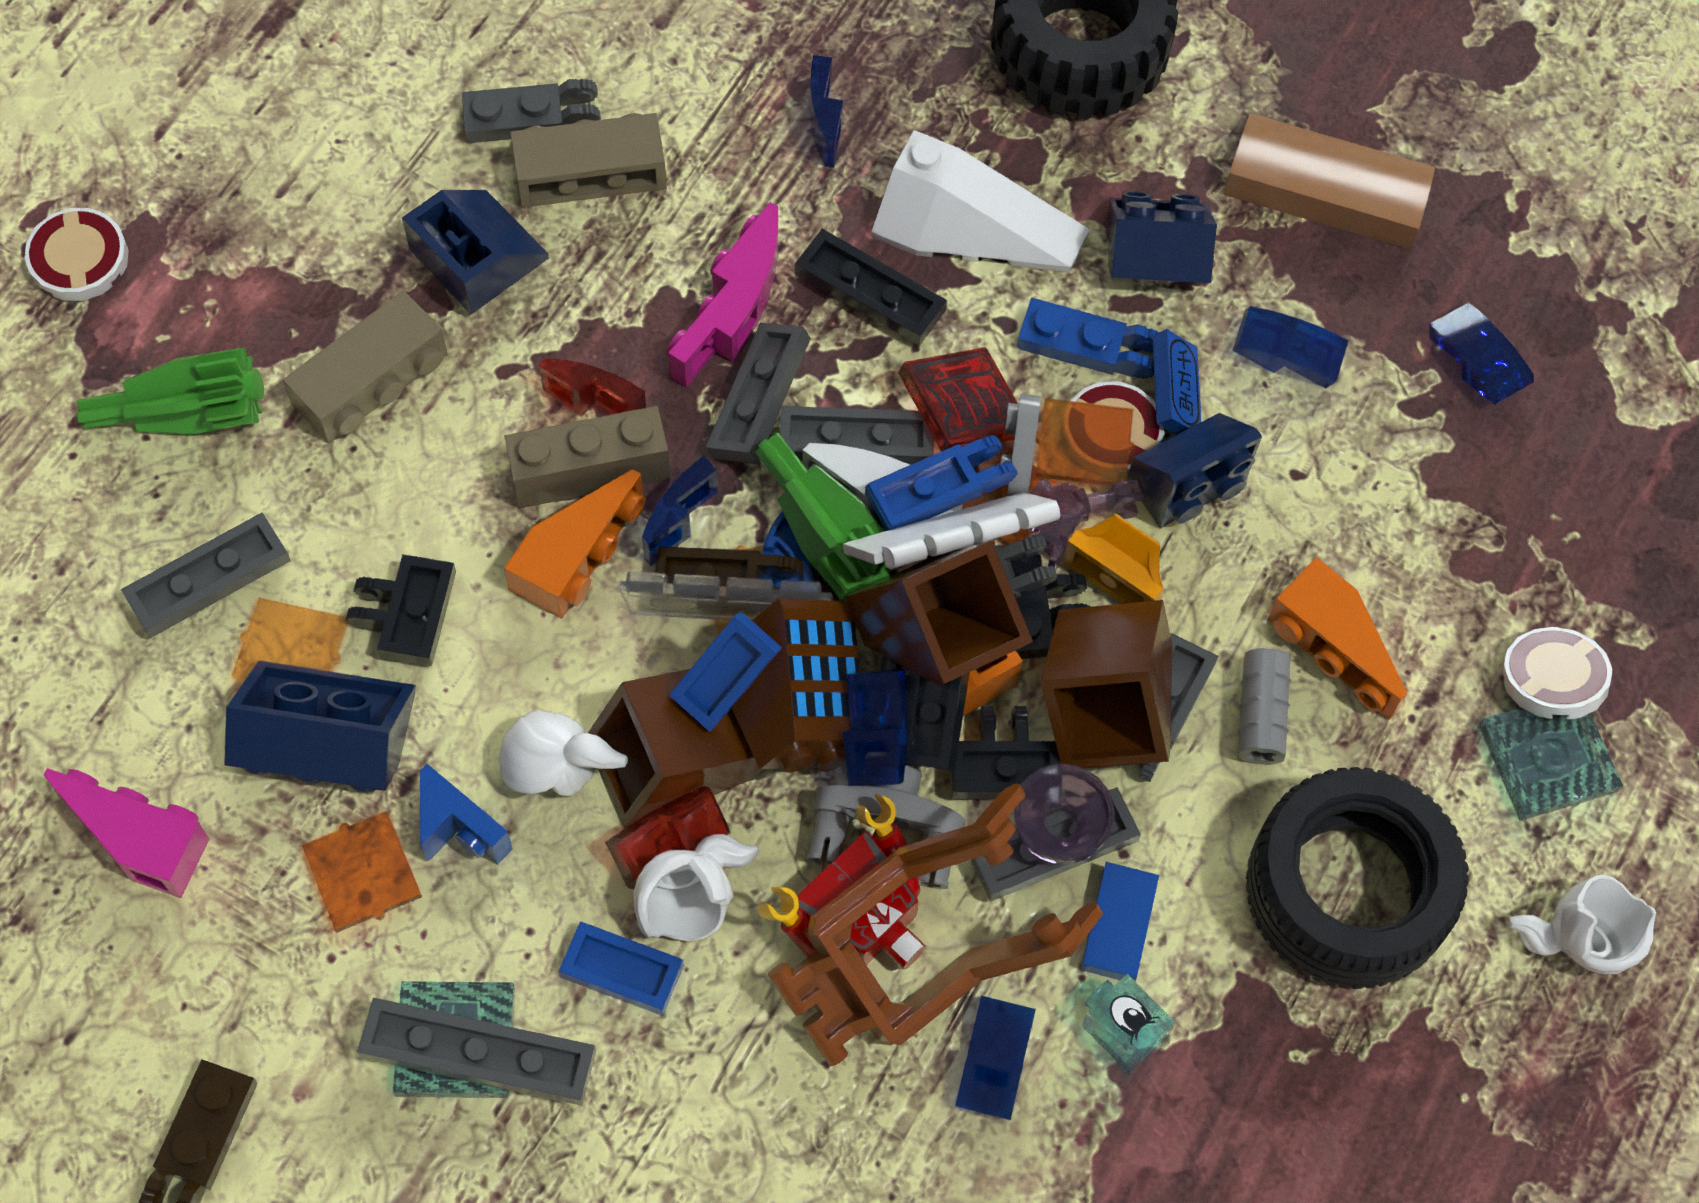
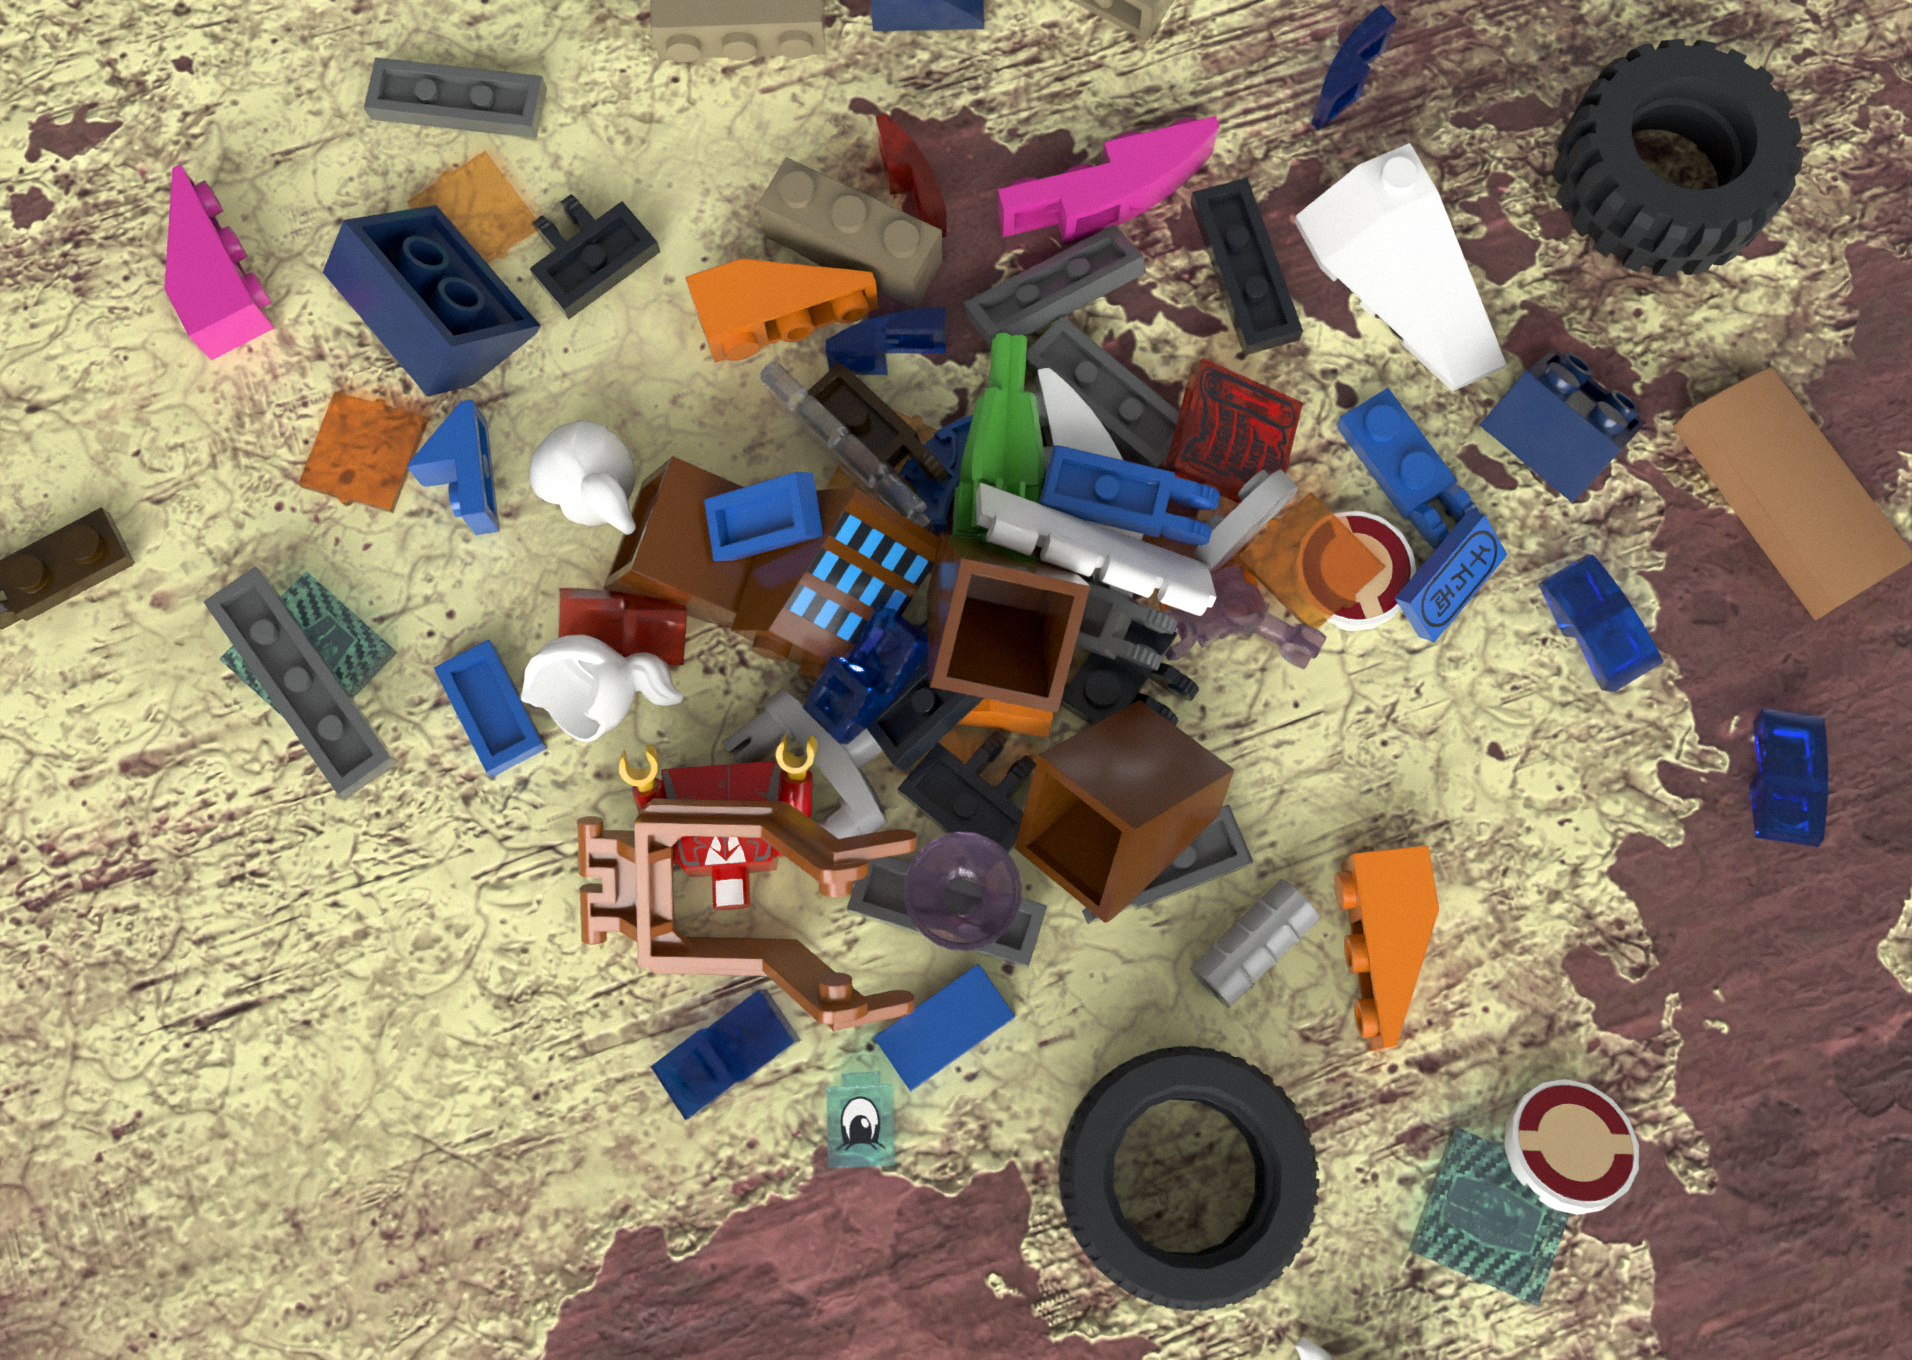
camera: 45 degrees right, 10 degrees up
(1117, 560) = (1238, 699): light orange slope -> none
(1195, 468) = (1392, 668): dark blue slope -> none

